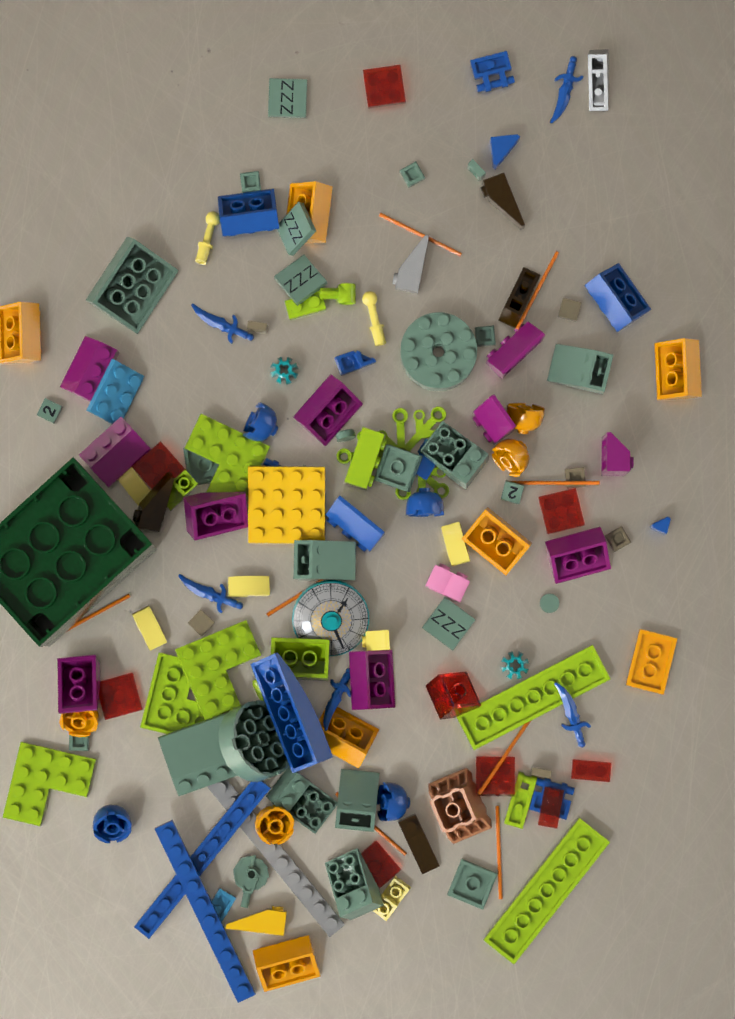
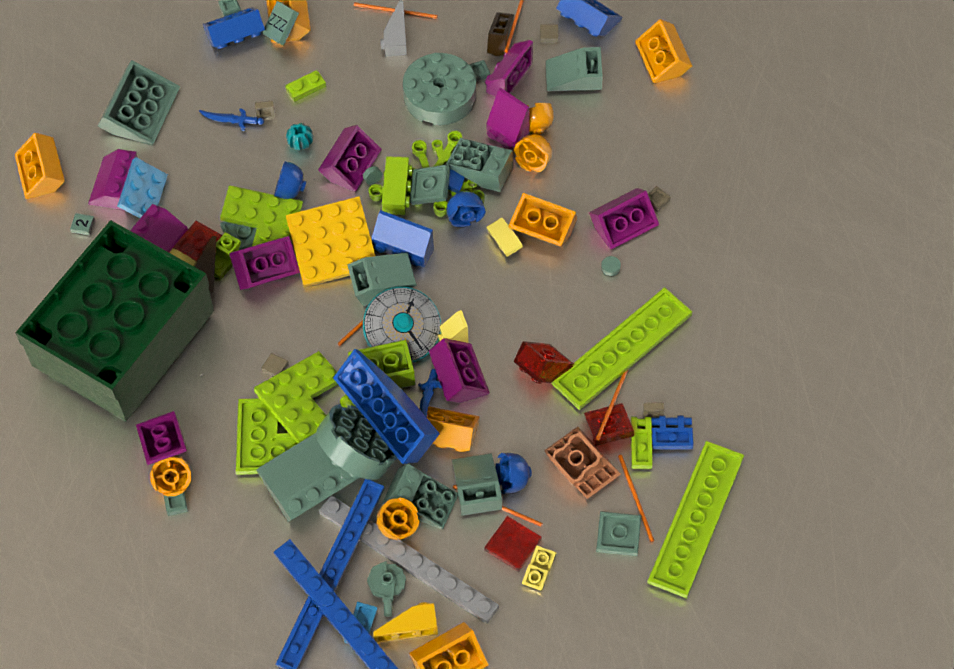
camera: 15 degrees left, 25 degrees down
(37, 772) = (140, 541): lime plate -> none
(100, 611) = (165, 386): orange piece -> none
(111, 824) = (228, 566): blue cylinder -> none
(119, 696) = (208, 452): clear red plate -> none
(149, 628) = (224, 380): light yellow slope -> none
(211, 594) = (279, 339): blue piece -> none
(212, 220) = (200, 60): light yellow pin -> none
(248, 586) = (310, 320): light yellow slope -> none
(300, 280) = (295, 64): sand green tile -> none
(344, 293) = (338, 66): lime axle -> none
(352, 361) = (363, 117): blue slope -> none
(353, 885) = (496, 561): sand green slope -> none
(370, 299) = (364, 66): light yellow pin -> none
(418, 843) = (550, 506): dark brown slope -> none
(447, 583) = (507, 271): bright pink brick -> none
(448, 623) = (519, 307): sand green tile -> none
(510, 669) = (595, 323): teal piece -> none
(512, 492) = (544, 183): sand green tile -> none
(550, 807) = (673, 436): clear red plate -> none
(558, 482) = (580, 166): orange piece -> none
(561, 511) = (595, 187): clear red plate -> none
(572, 715) = (665, 351): blue piece -> none
(575, 474) = (599, 159): dark tan tile -> none
(591, 770) = (702, 397): clear red plate -> none
(615, 457) = (630, 123): magenta slope -> none
(651, 661) = (726, 289): light orange plate -> none
(661, 526) = (693, 175): blue slope -> none

